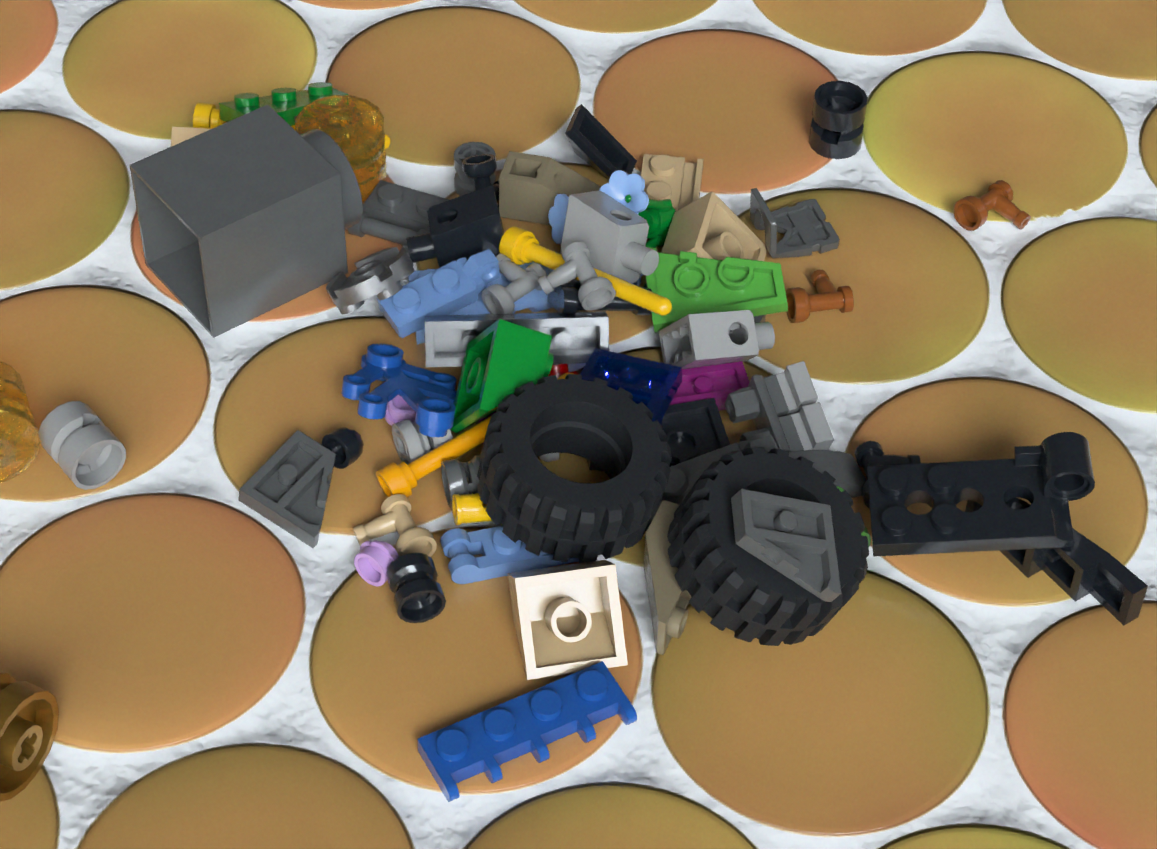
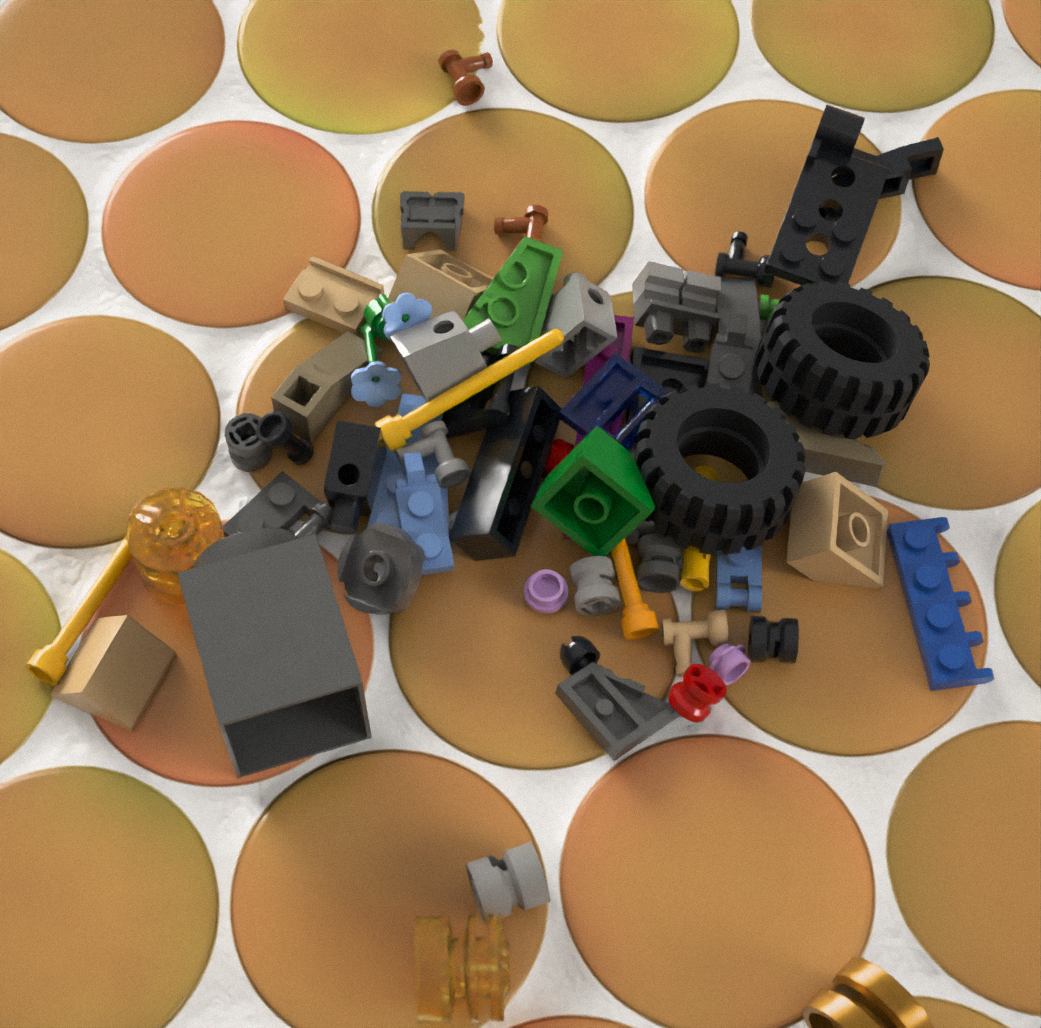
camera: 70 degrees left, 15 degrees up
(283, 101) = (86, 586): green wing -> none
(333, 526) = (697, 693): none -> red wheel
(412, 383) = (490, 591): blue plant -> none
(594, 290) = (475, 385): light grey piece -> none
(597, 145) = (266, 330): black slope -> none
(790, 538) = (883, 332): dark grey wing -> none
(838, 119) = (317, 134): black wheel -> none

